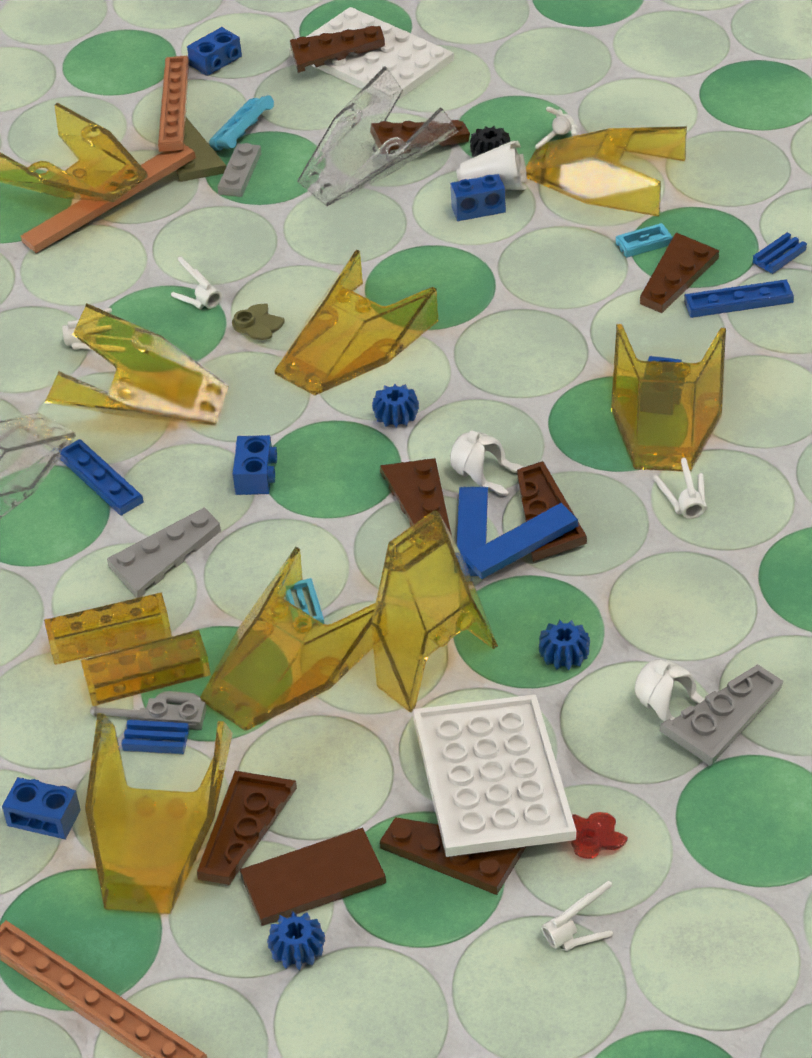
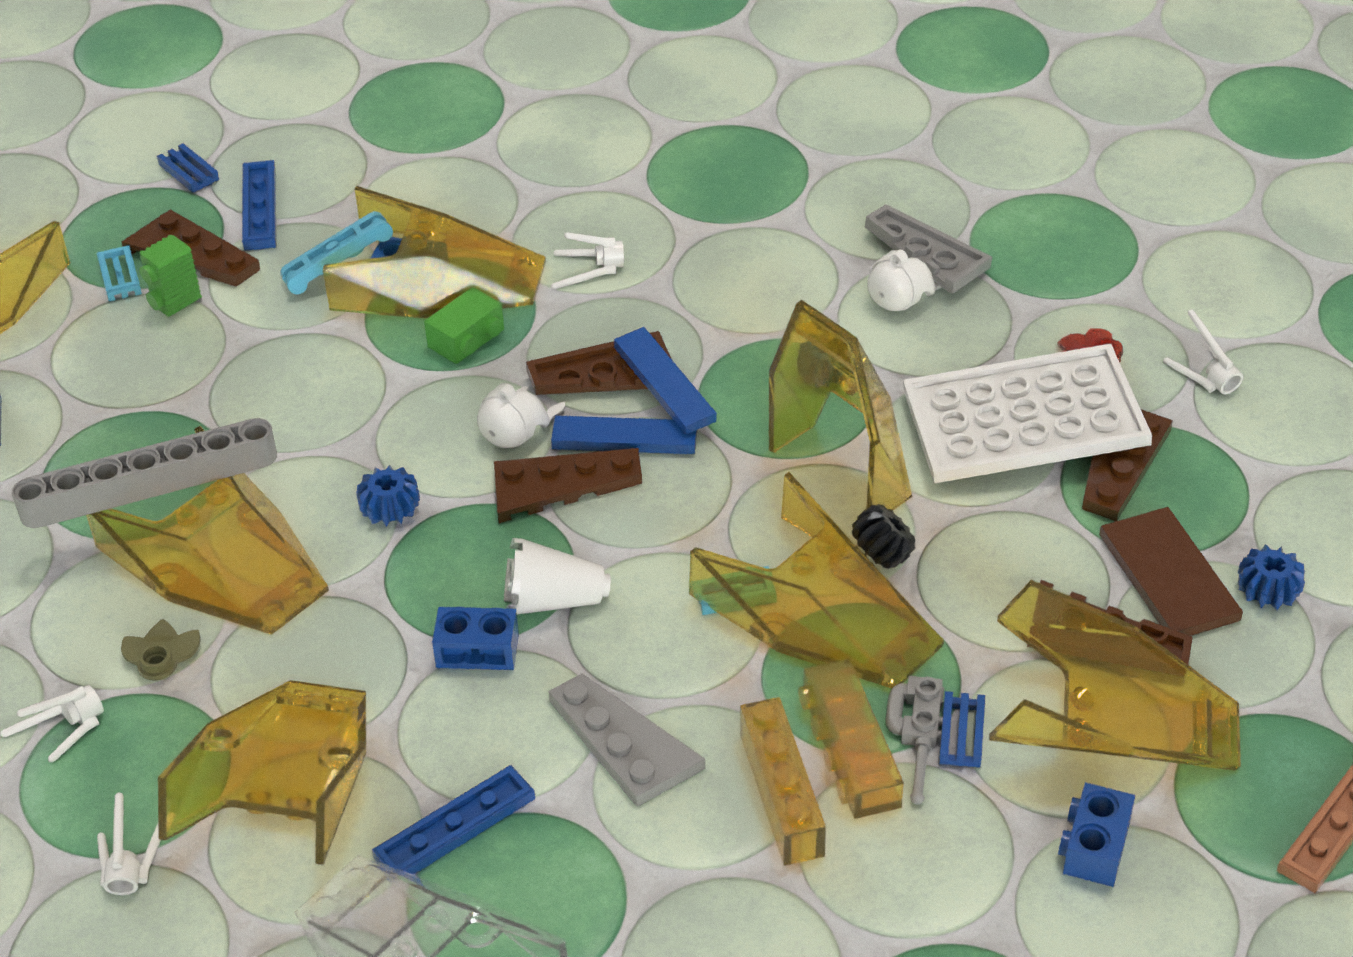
camera: 90 degrees left, 0 degrees up
(300, 488) = (551, 579): none -> white cone
(346, 668) = (883, 536): none -> black gear
(375, 266) = (144, 473): none -> light grey beam
(589, 424) = (464, 325): none -> bright green brick
(618, 255) = (169, 275): none -> bright green brick
(664, 338) = (337, 248): none -> medium azure plate

